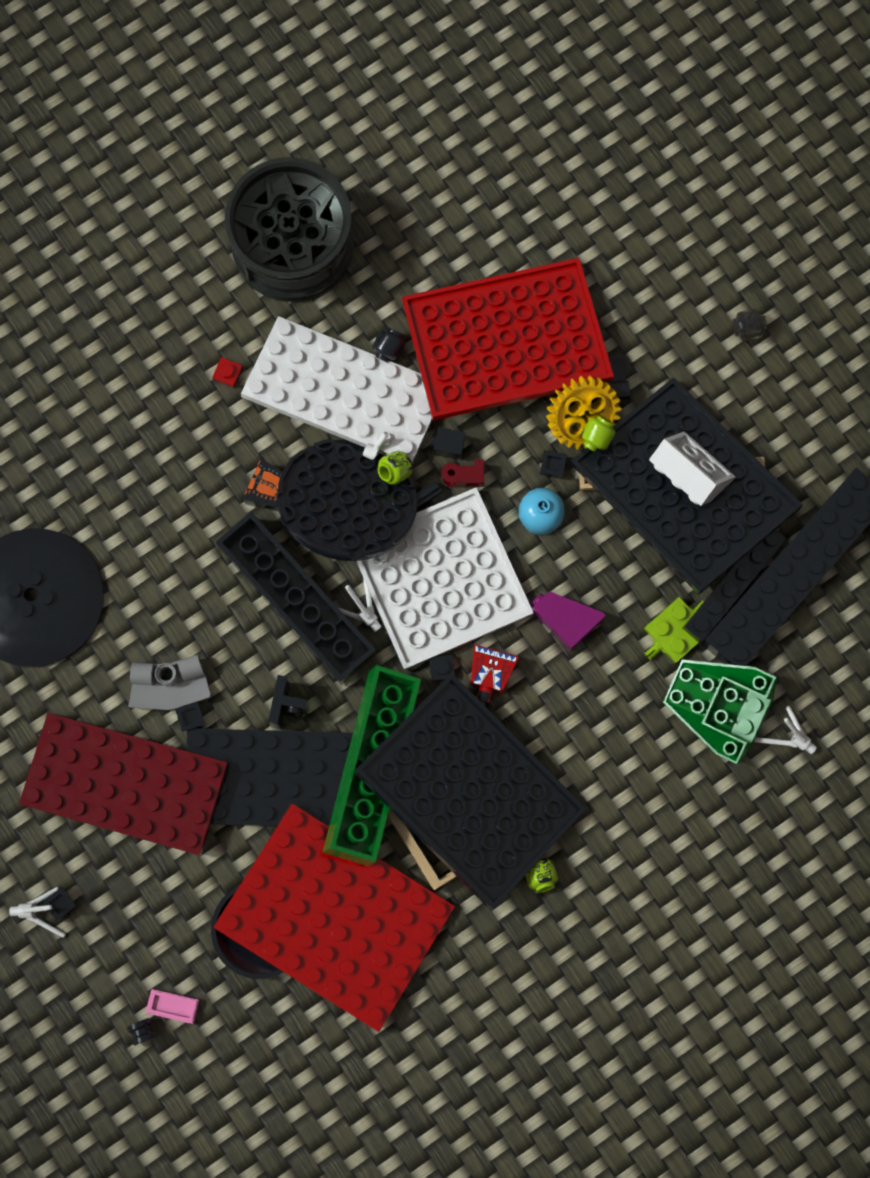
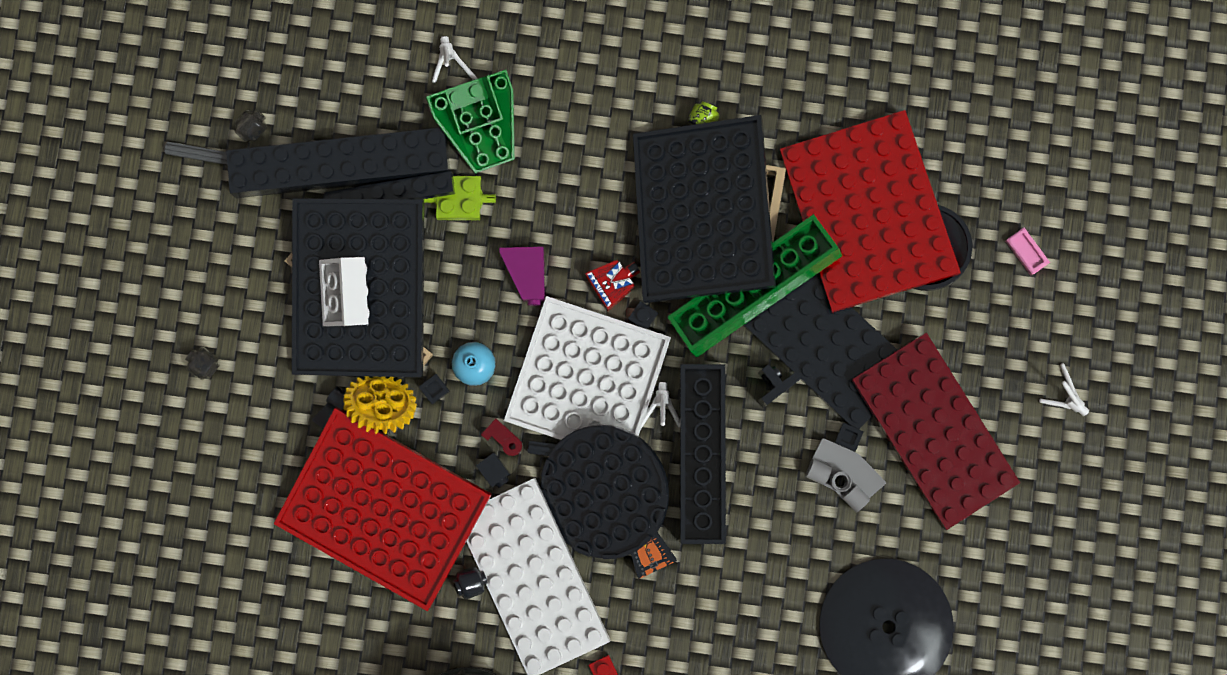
camera: 135 degrees left, 5 degrees up
(61, 903) = (1048, 387): black plate -> none
(141, 1031) = (1064, 251): black wheel -> none
(372, 451) = (554, 512): white hand -> none
(395, 467) = (549, 483): lime head -> none
(598, 433) = (384, 376): lime head -> none

